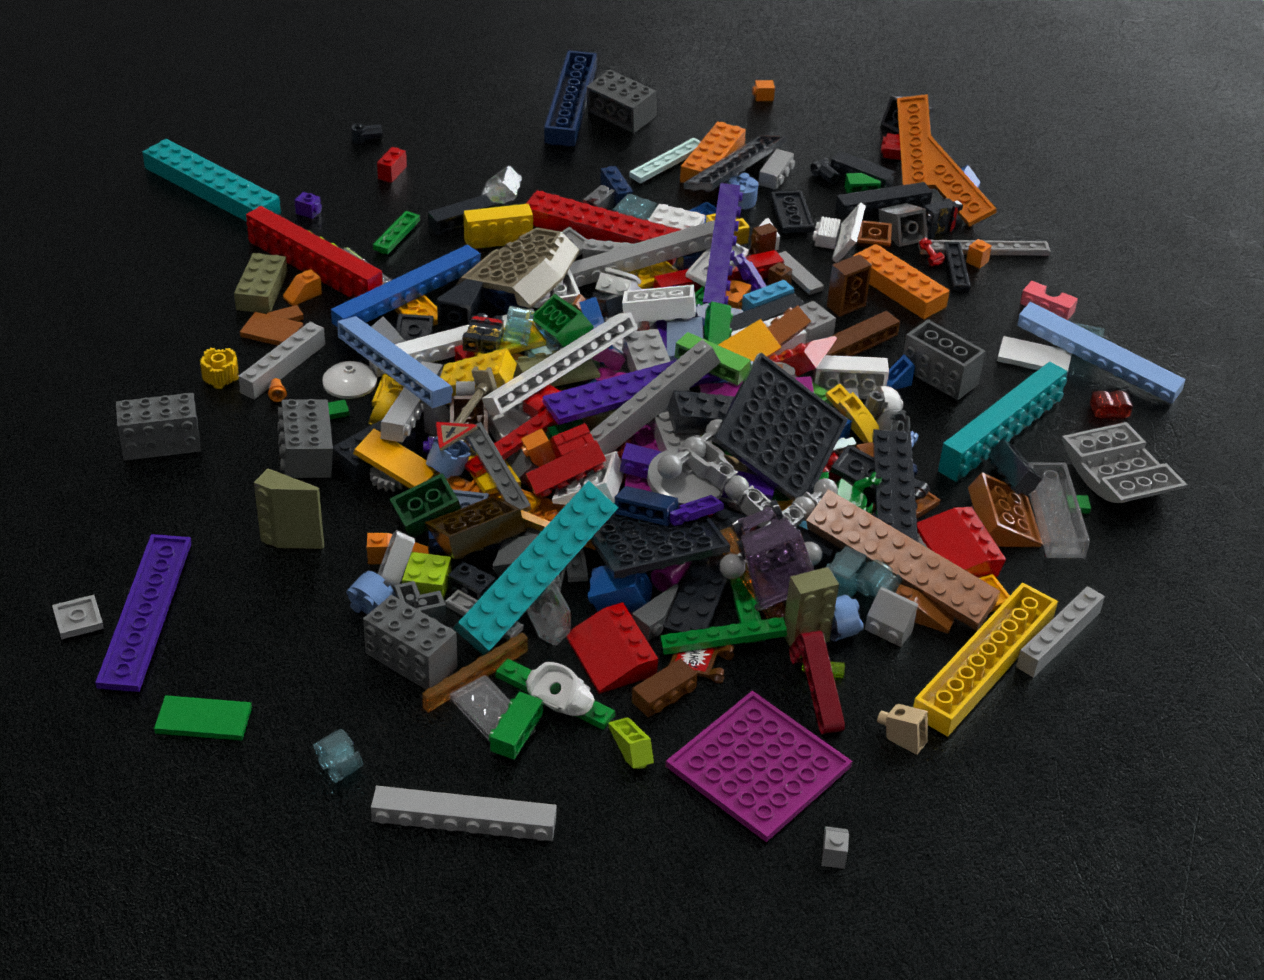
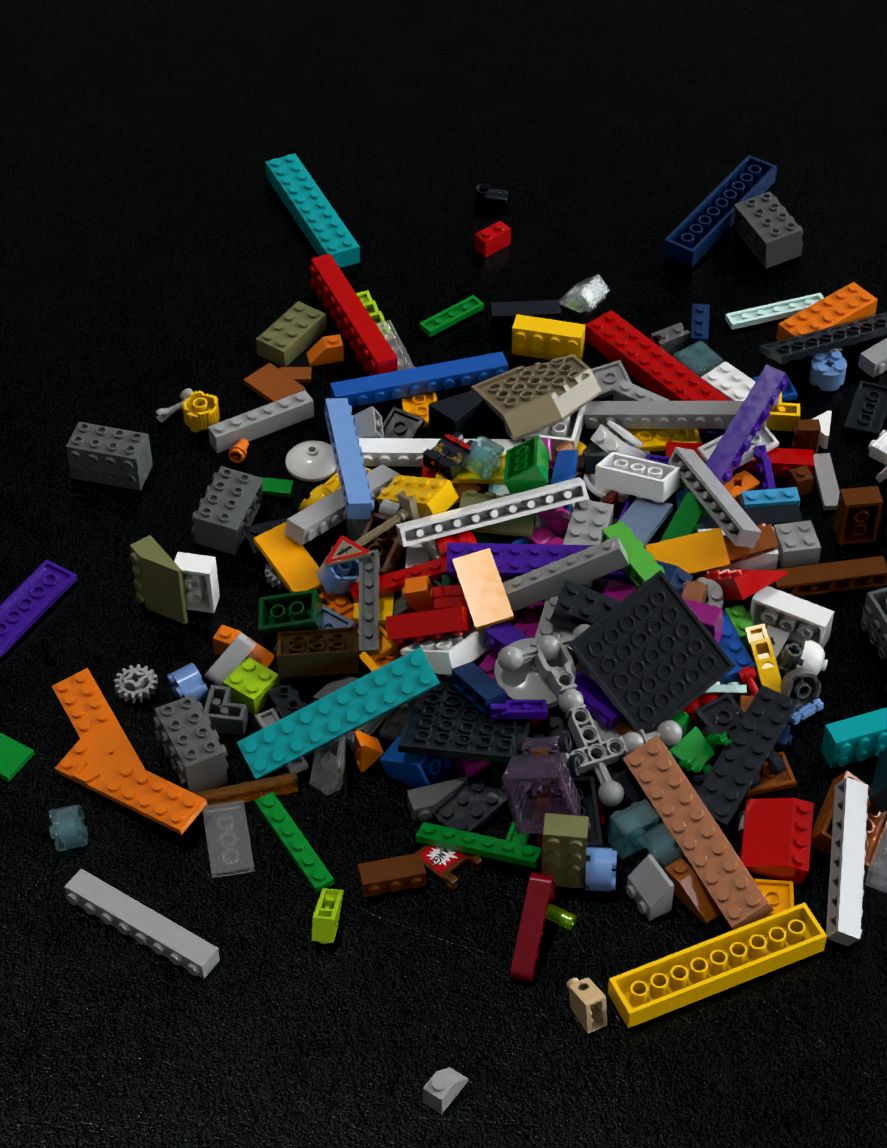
camera: 30 degrees right, 5 degrees up
(194, 361) = (166, 412): none -> light grey brick
(308, 205) = (386, 261): dark purple brick -> none
(314, 611) = (136, 683): none -> light grey gear
(330, 501) = (199, 581): none -> white brick
(337, 688) = (108, 763): none -> orange piece
(516, 725) = (233, 859): green brick -> none
(573, 593) = (366, 750): none -> orange slope
(574, 696) = (299, 850): white piece -> none
(601, 422) = (483, 589): none -> tile
(613, 649) = (370, 818): red slope -> none
(740, 299) = (715, 498): none -> light grey brick
(759, 765) = (428, 984): magenta plate -> none
(850, 430) = (748, 675): none -> red bar
(901, 373) = (848, 632): blue slope -> none
(1030, 539) = (847, 862): none -> brick
(1060, 631) = (816, 967): light grey brick -> none

